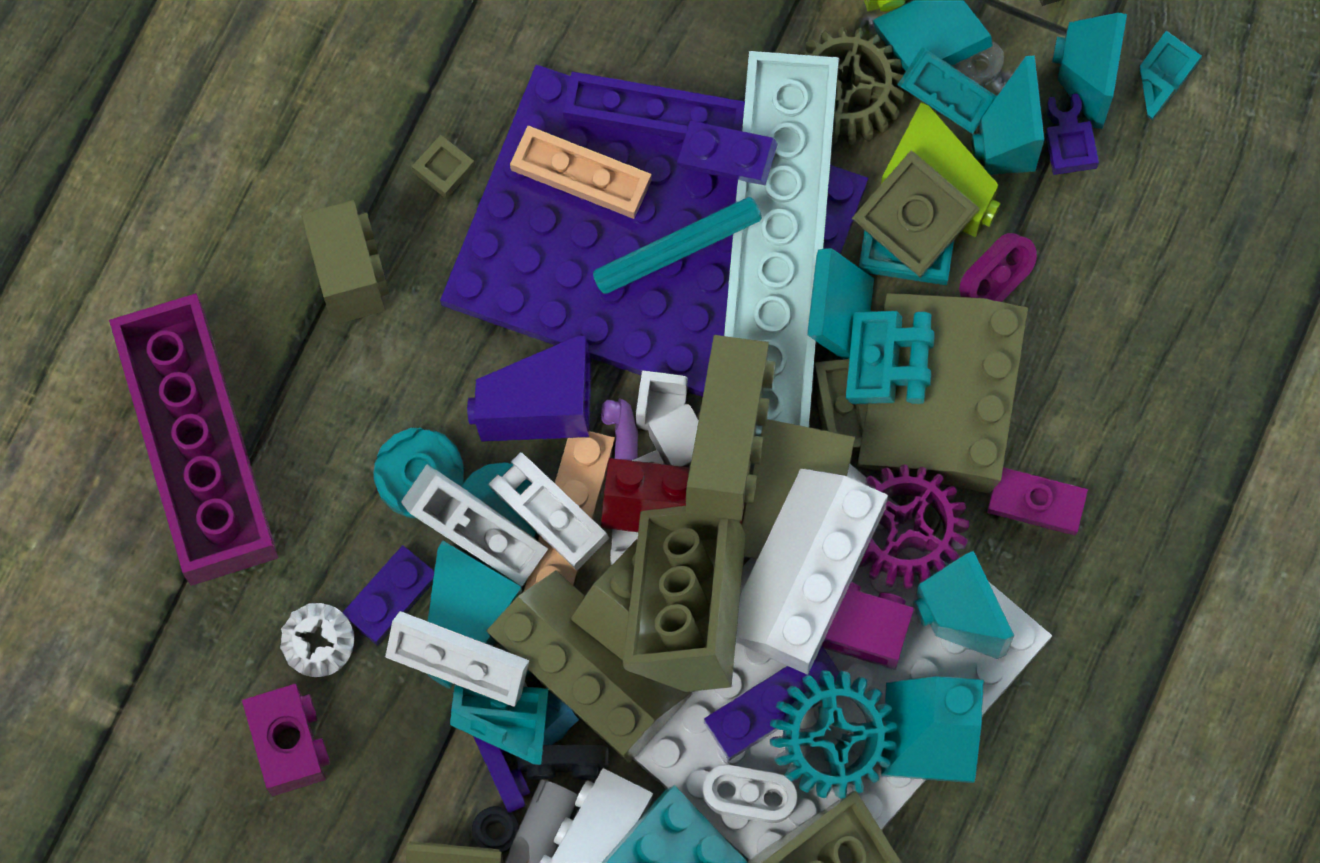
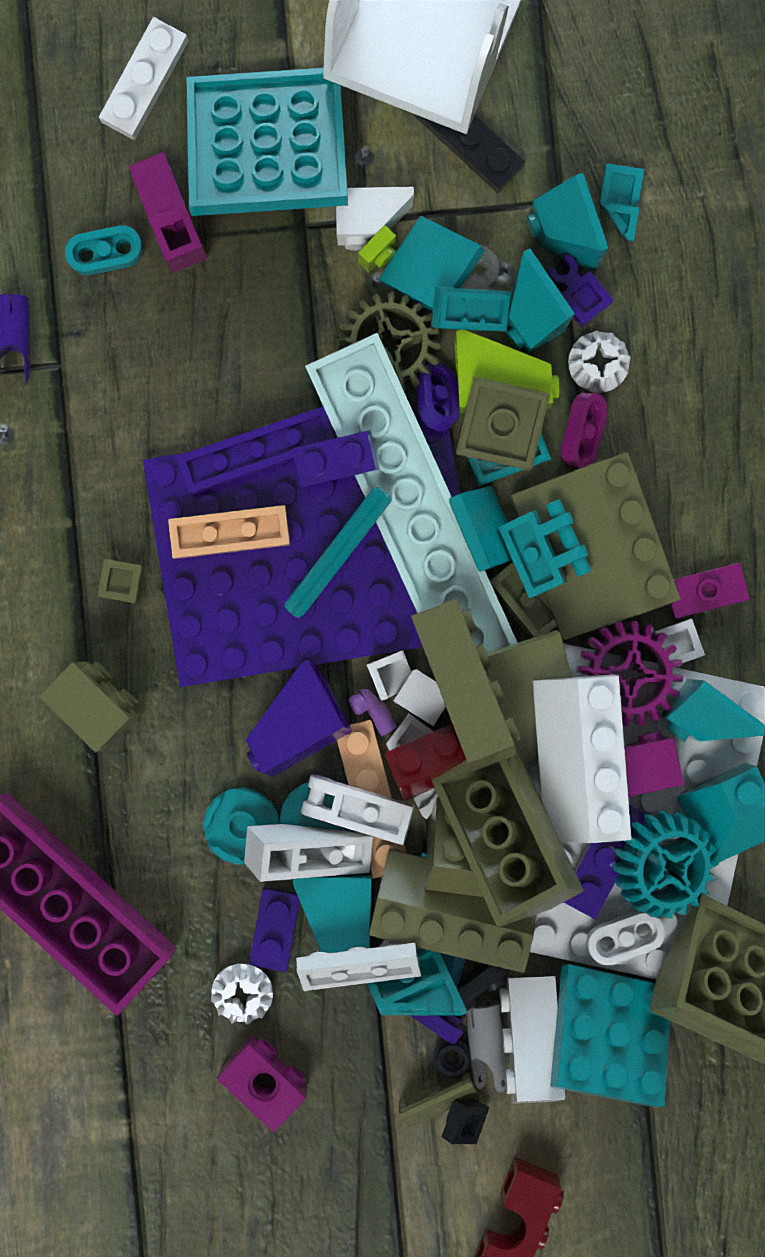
camera: 30 degrees left, 15 degrees up
(865, 160) = (438, 397): none -> dark purple plate
(982, 535) = (685, 639): none -> white plate
(1061, 234) = (587, 375): none -> white gear

